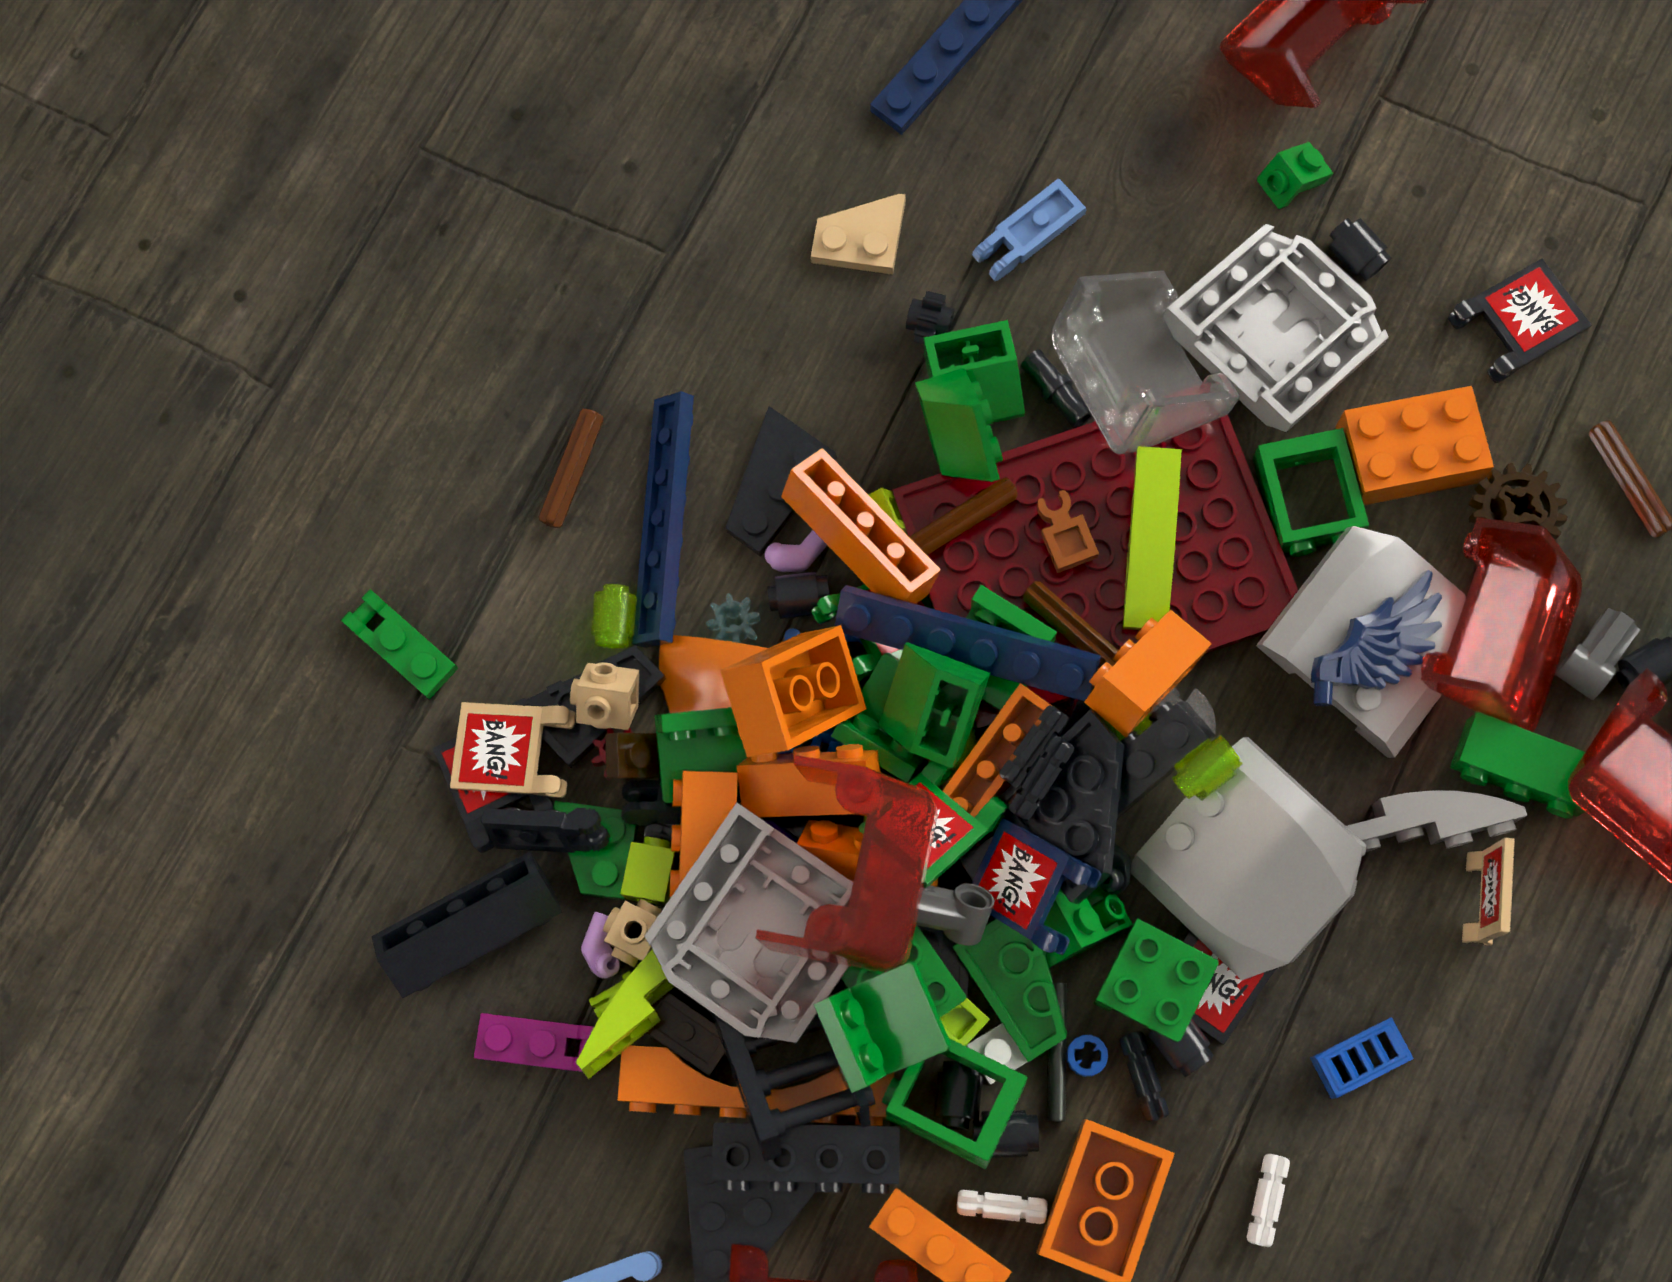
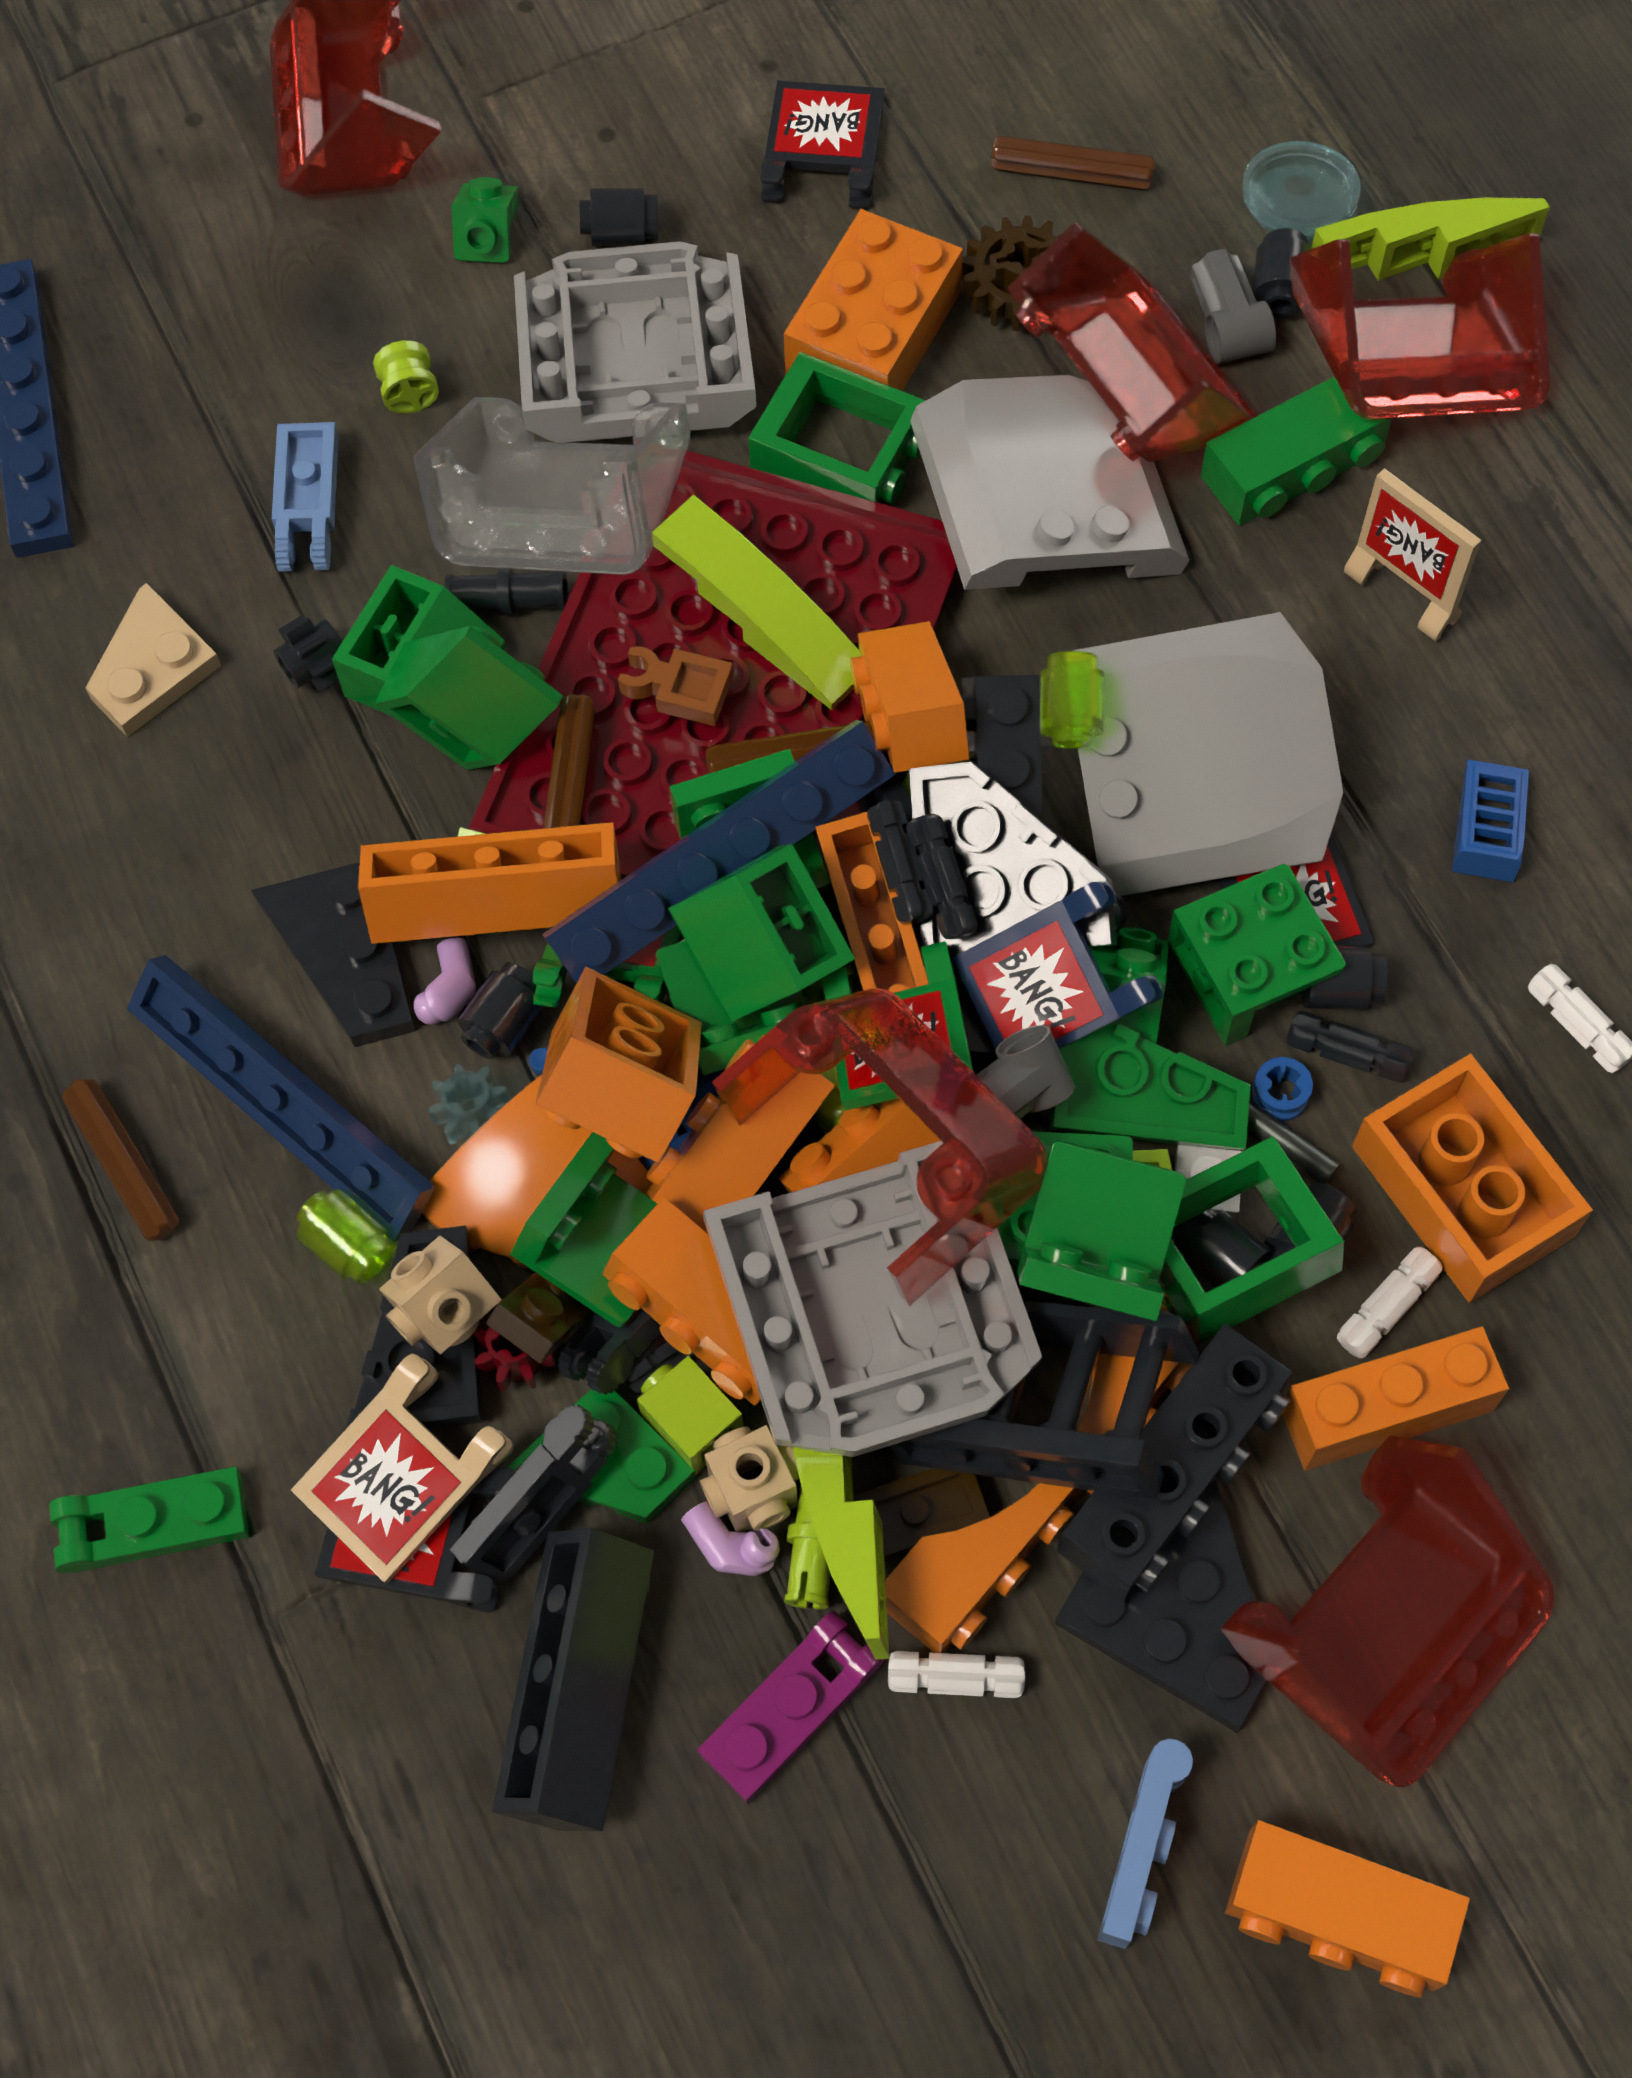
camera: 60 degrees left, 10 degrees down
(617, 1117) = (956, 1674): none -> white axle
(1148, 220) = (405, 377): none -> lime wheel
(1380, 644) = (1065, 469): dark blue animal -> none
(1444, 815) = (1292, 552): light grey slope -> none

